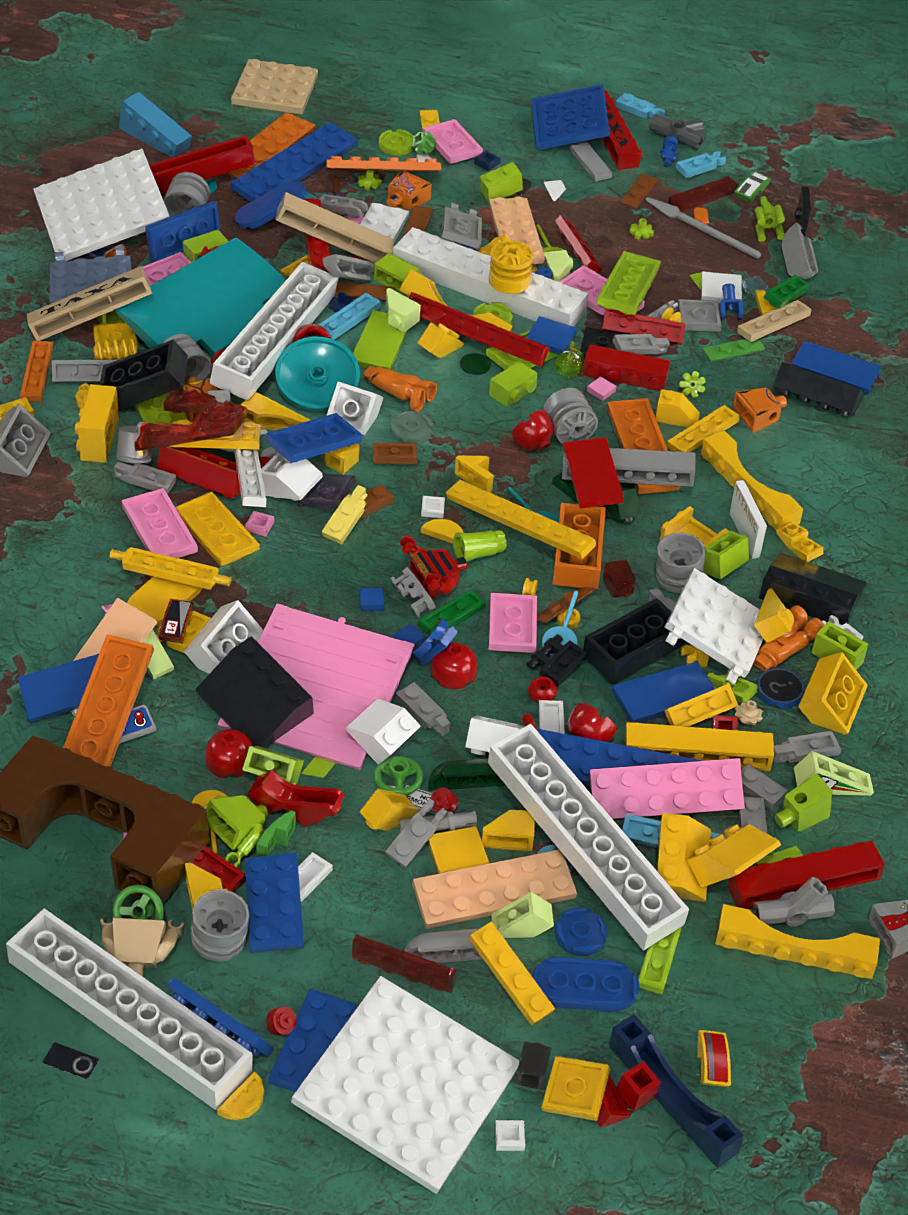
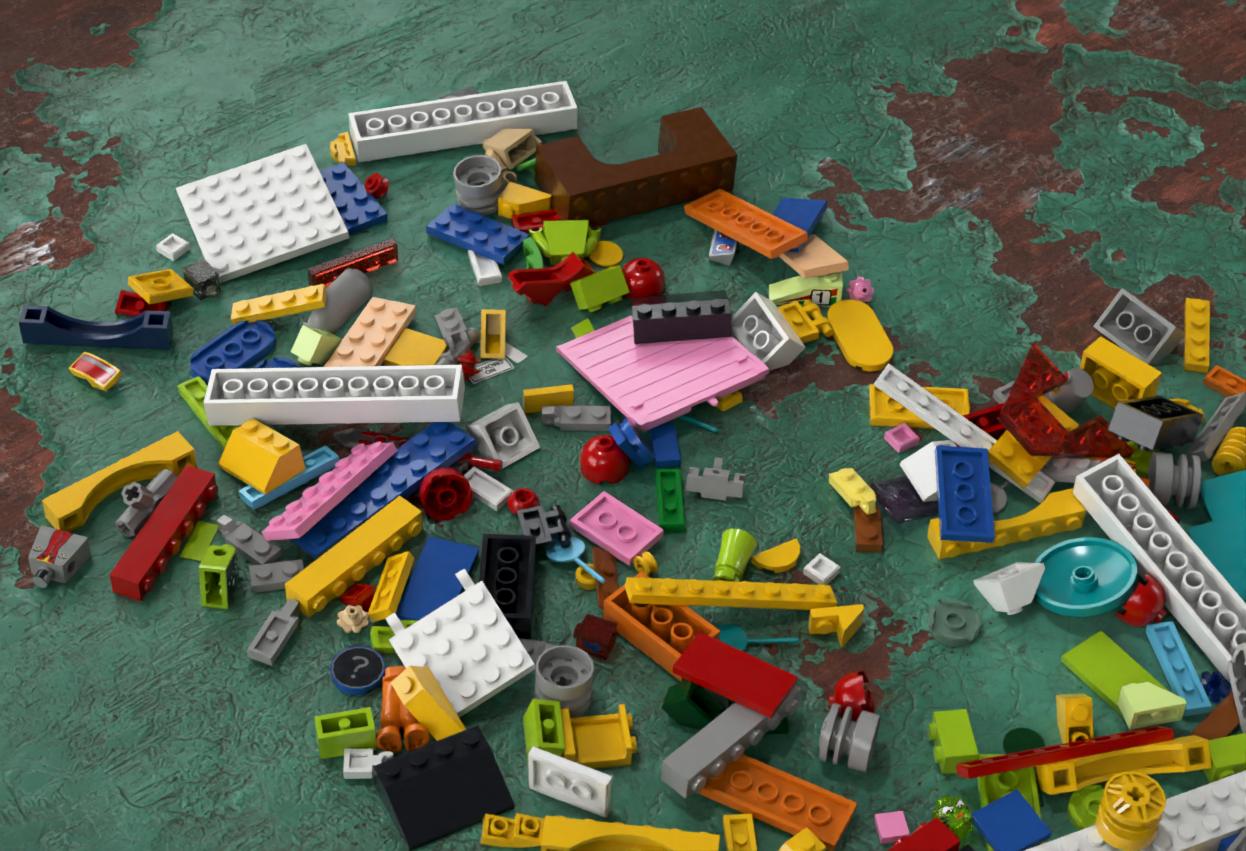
camera: 130 degrees right, 0 degrees up
(159, 524) = (950, 367): bright pink plate -> none
(170, 568) = (879, 337): yellow plate -> none
(176, 620) = (809, 306): slope -> none
(219, 1019) = (405, 150): blue plate -> none
(371, 599) = (736, 456): blue tile -> none
(382, 729) = (571, 361): white slope -> none
(394, 453) = (919, 580): dark orange plate -> none
(398, 769) = (526, 358): bright green piece -> none
(402, 386) = (1021, 644): orange piece -> none
(431, 732) = (548, 396): none -> yellow tile
(433, 568) = (727, 506): torso -> none
(463, 775) = (484, 397): dark green brick -> none
(638, 1086) = (120, 306): red brick -> none
(730, 853) = (222, 474): yellow slope -> none
(833, 694) = (303, 689): yellow slope -> none
(837, 775) = (226, 622): yellowish green slope -> none

